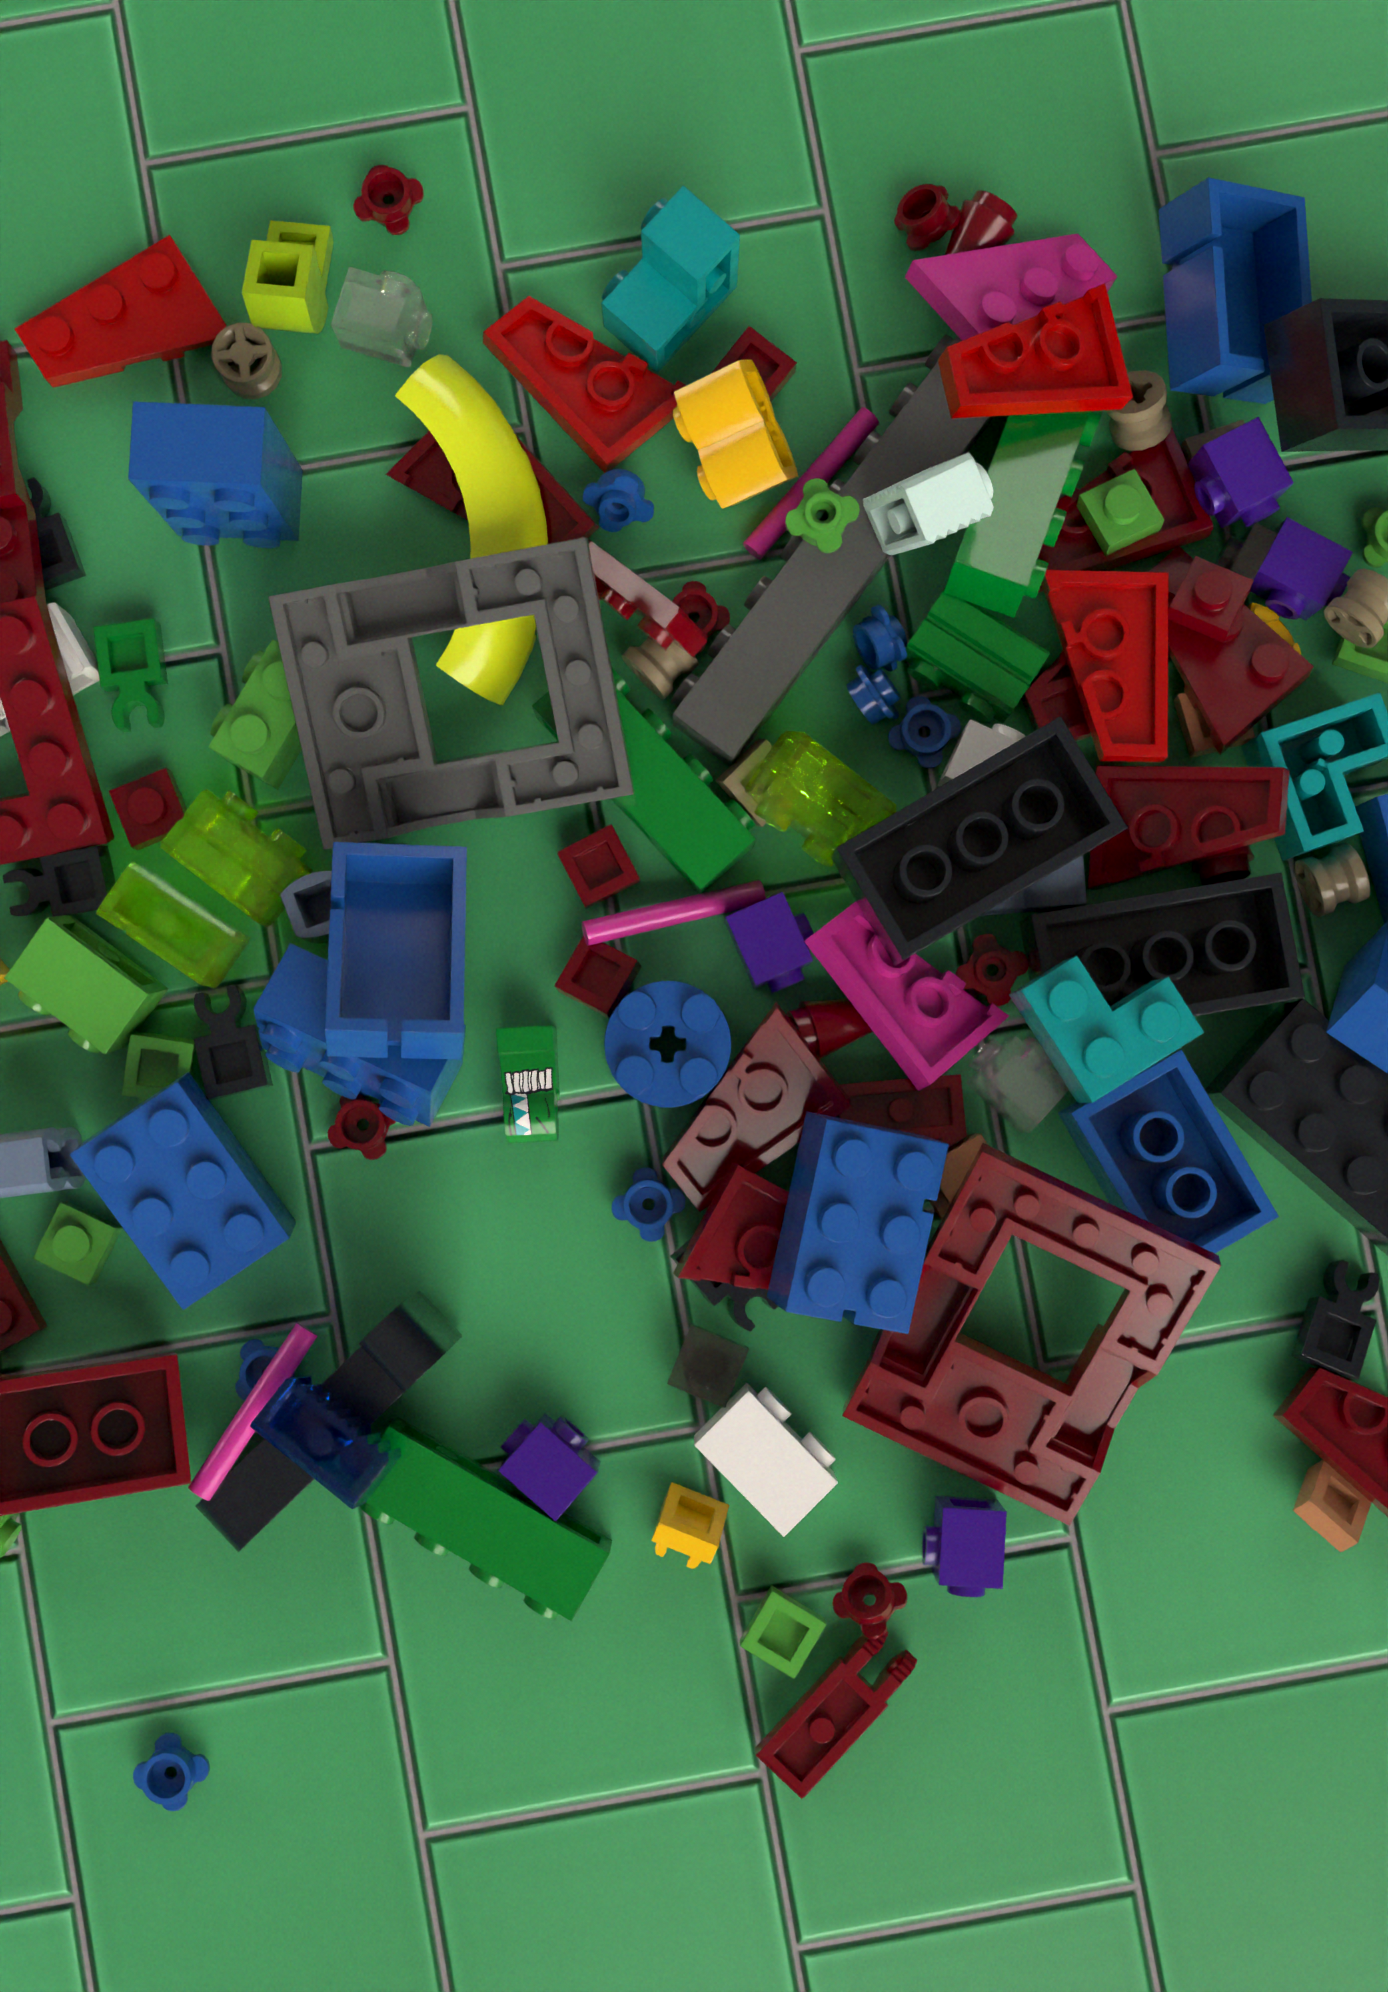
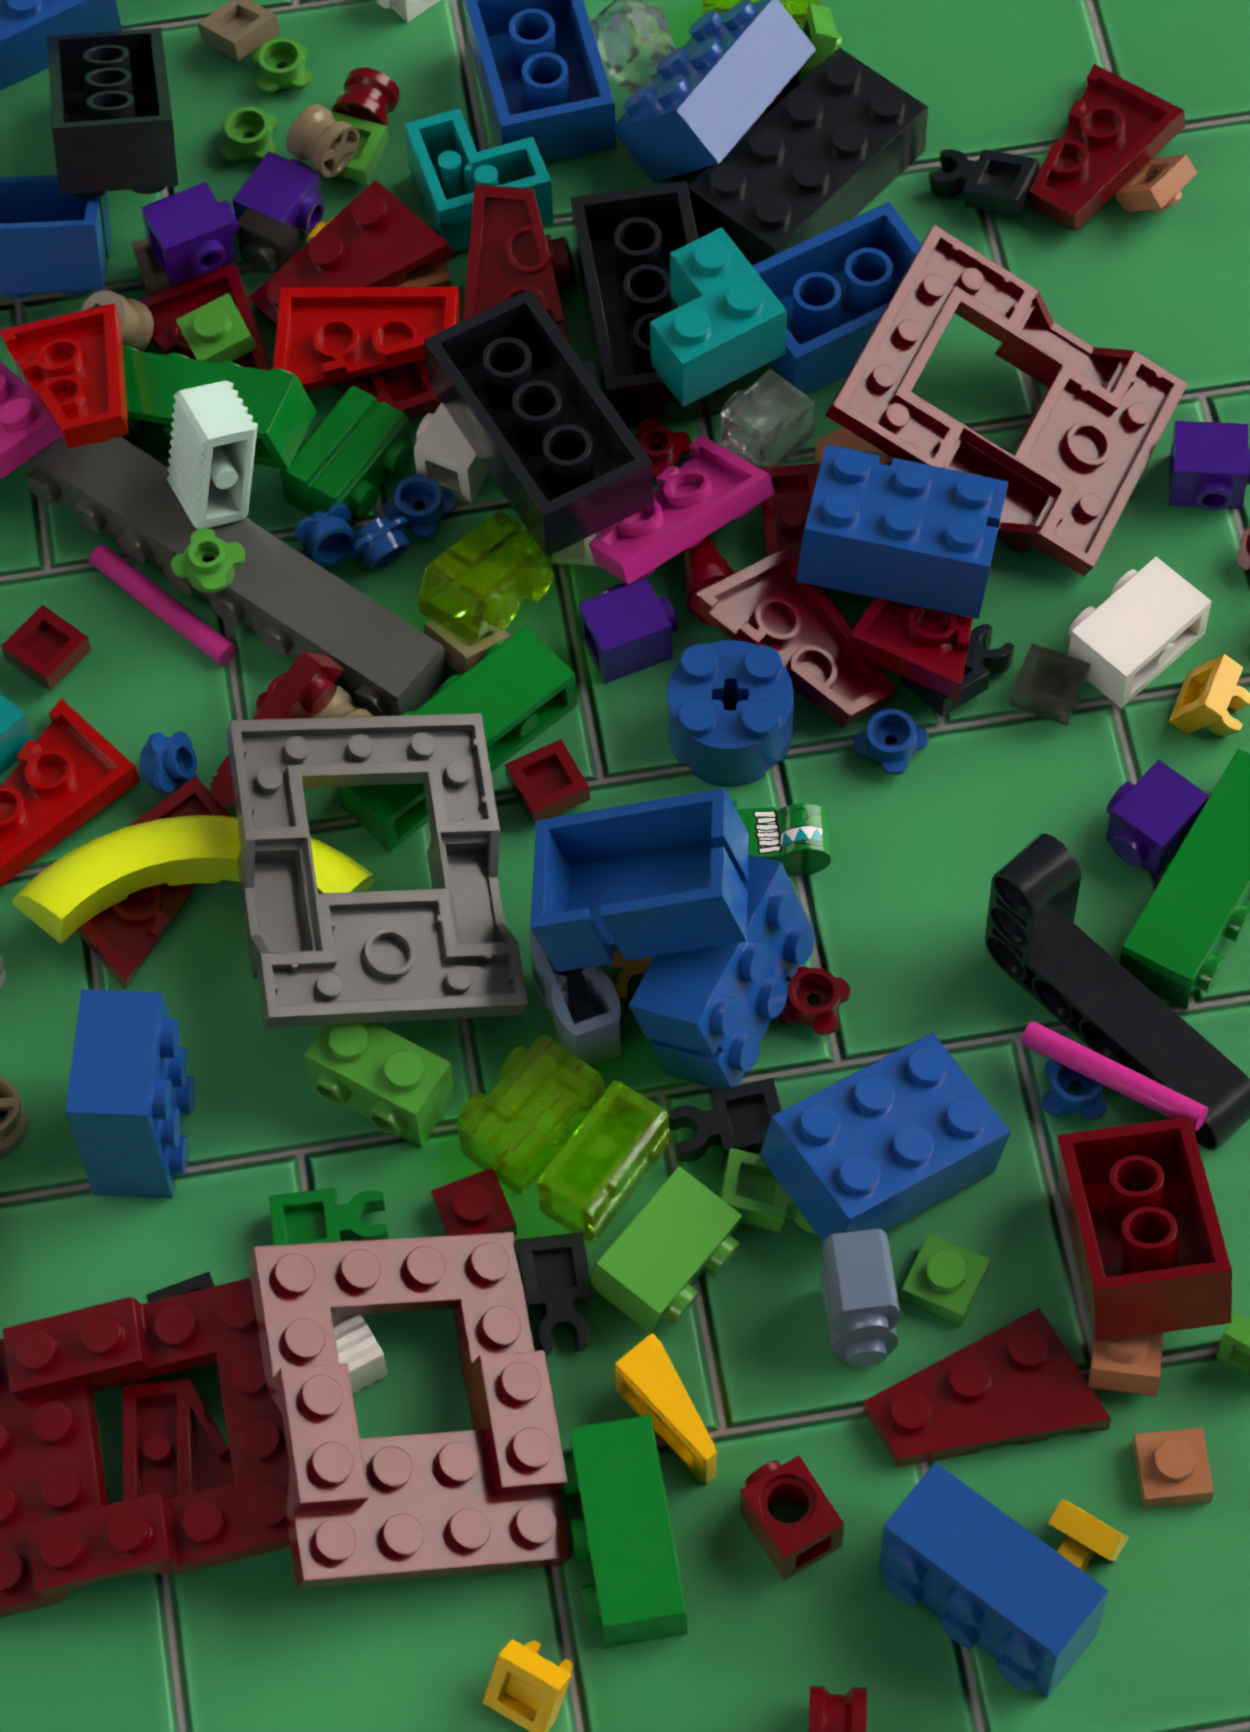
camera: 85 degrees left, 25 degrees down
(326, 1440) = (1135, 970): clear blue brick -> none
(598, 976) = (658, 774): dark red plate -> none
(672, 912) = (596, 715): dark pink bar -> none
(734, 434) = (114, 651): yellow brick -> none
(1209, 599) = (307, 256): dark red plate -> none
(1332, 879) = (573, 175): dark tan wheel -> none

